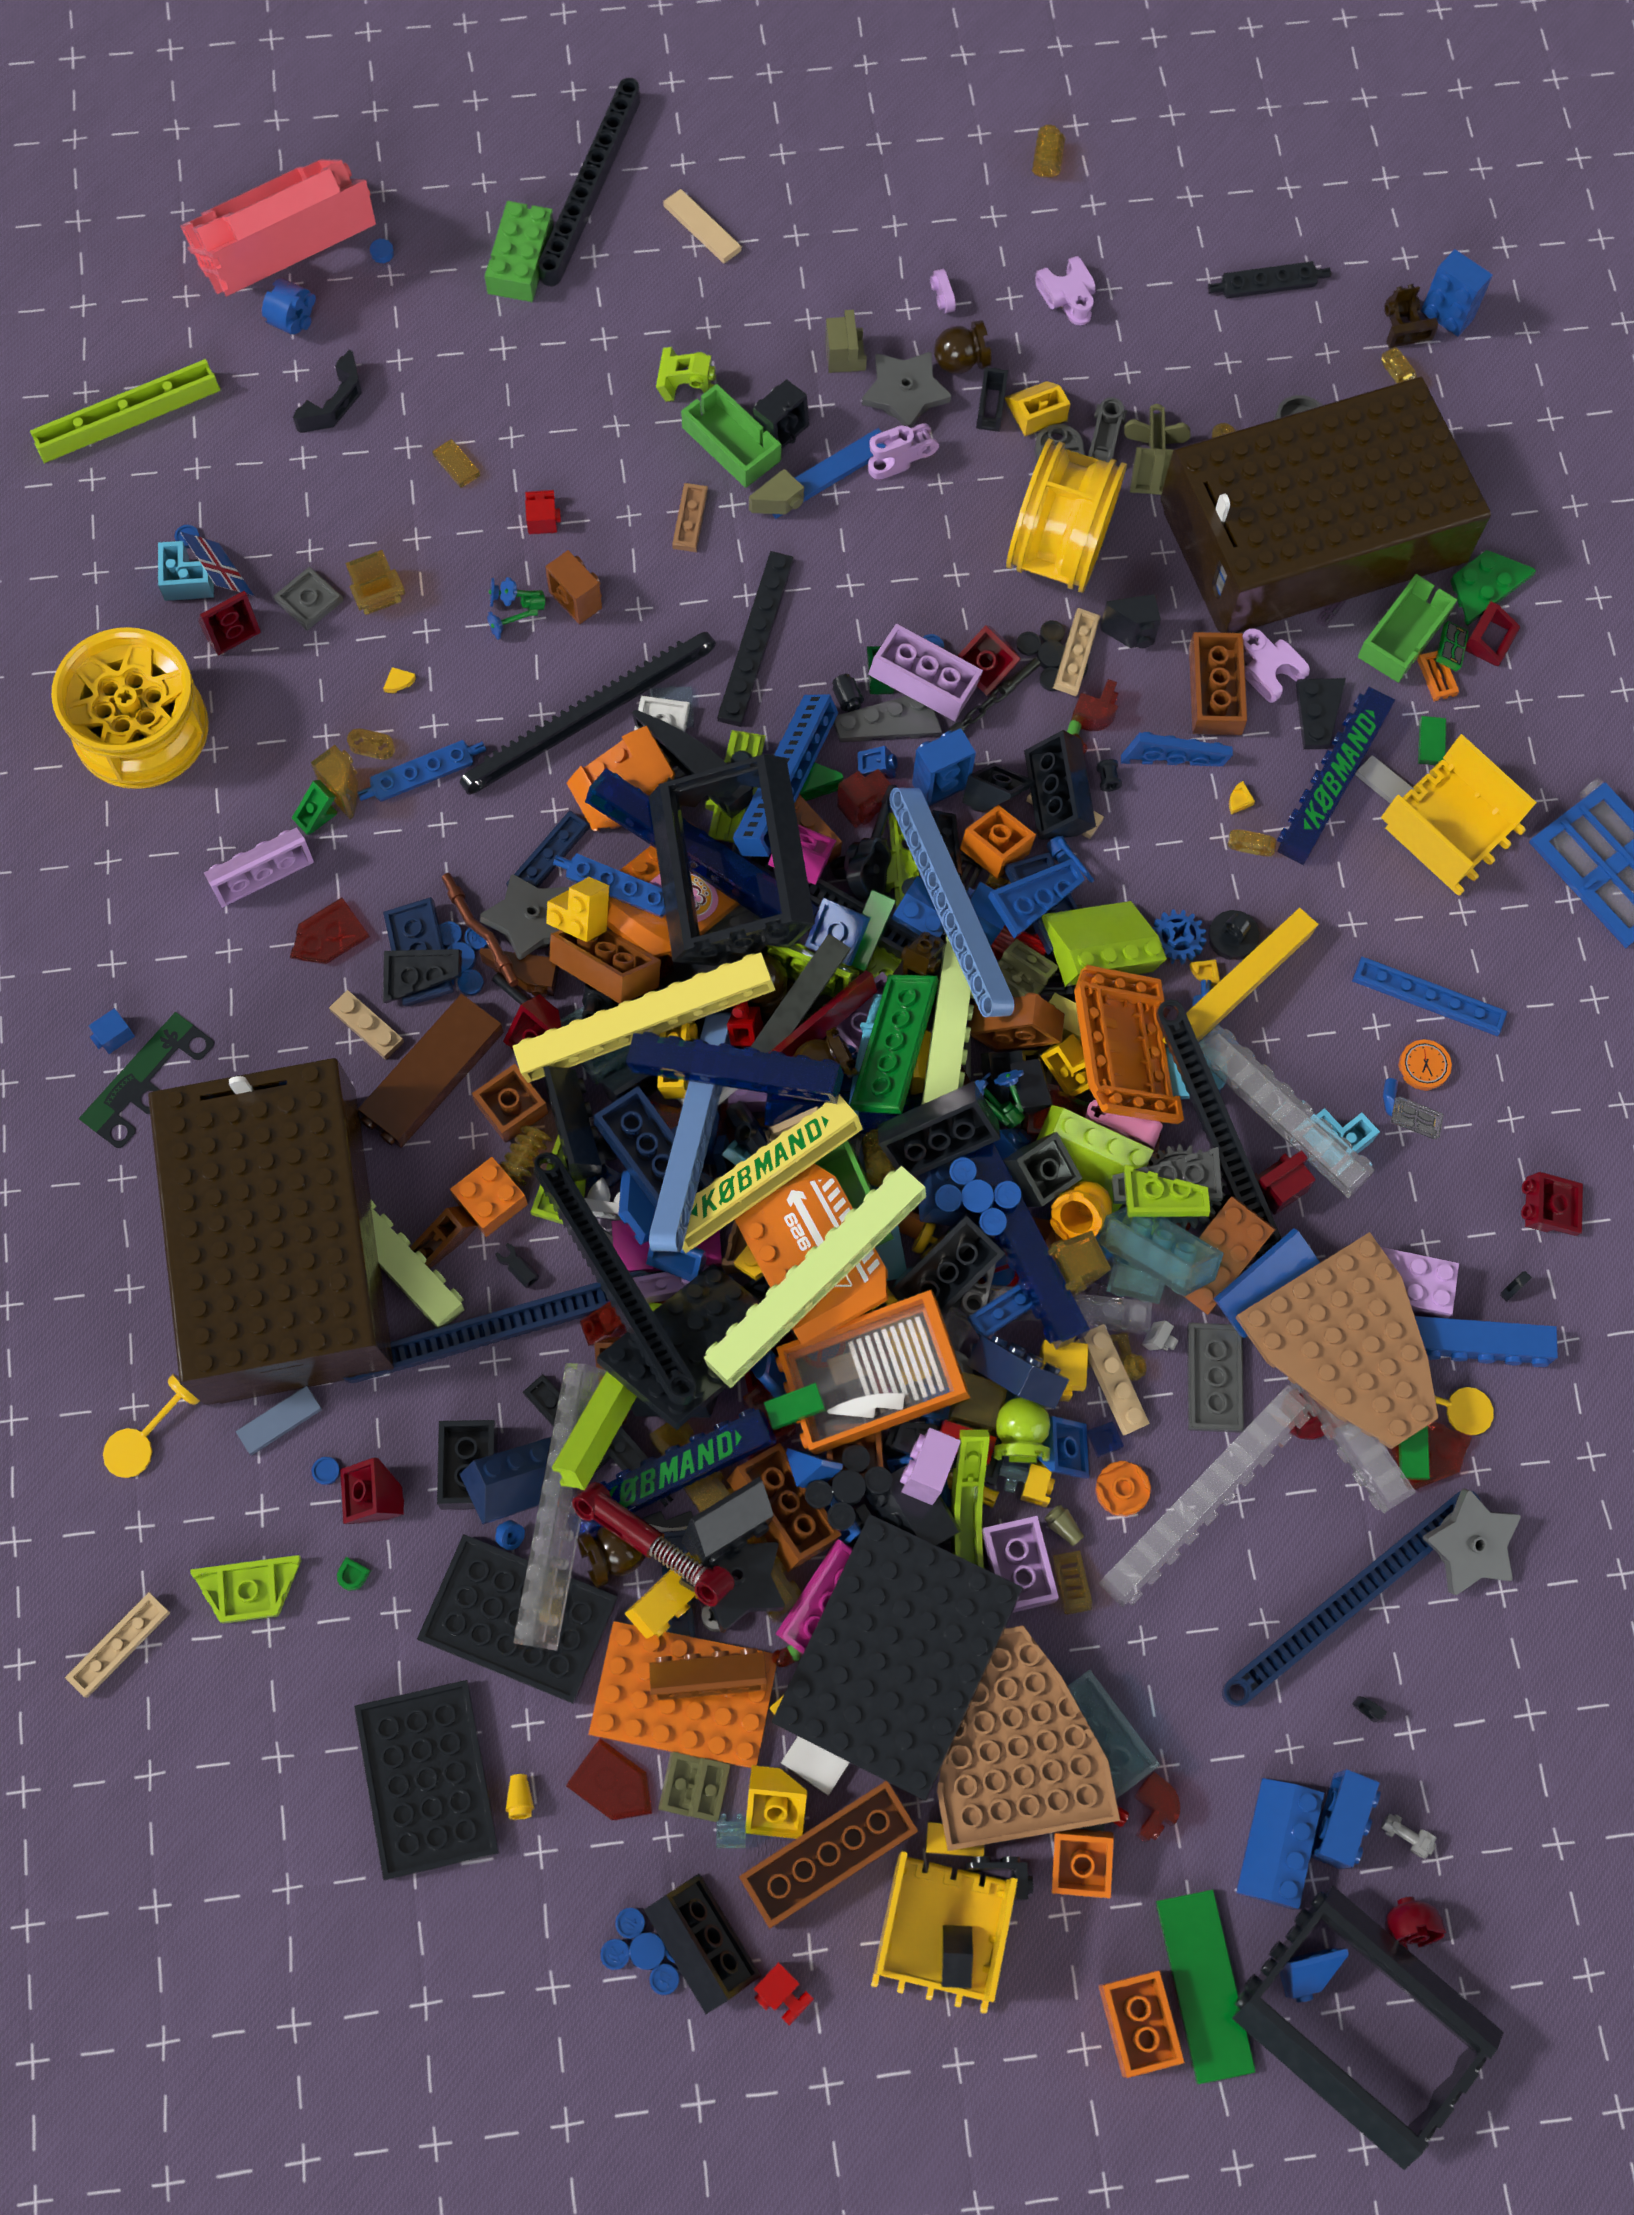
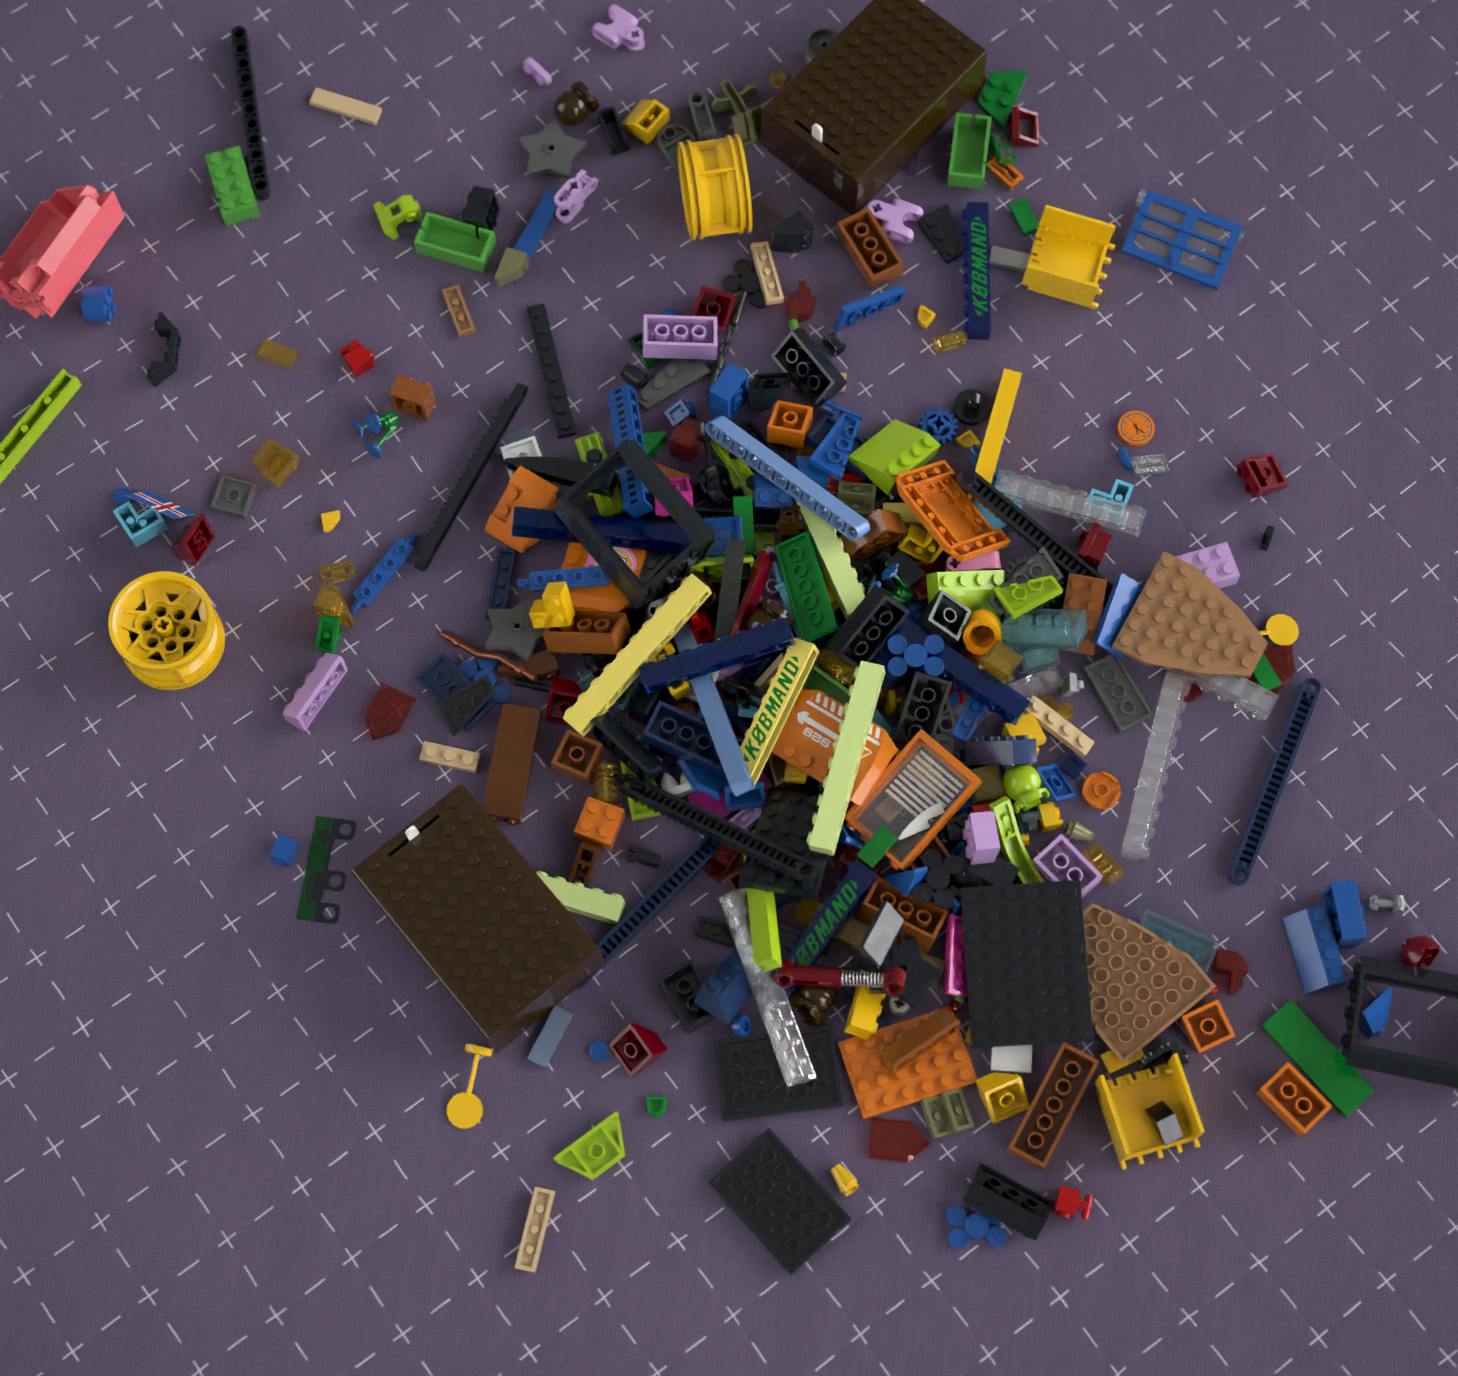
camera: 25 degrees left, 0 degrees up
(381, 251) = (134, 232): blue tile -> none
(731, 1833) = (986, 1127): clear light blue tile -> none
(844, 344) = (493, 142): olive plate -> none
(1369, 1709) = (1322, 841): black tile -> none
(1429, 996) = (1114, 383): blue tile -> none
(1473, 1543) = (1329, 708): dark grey plate -> none
(1488, 1341) = (1271, 580): blue brick -> none

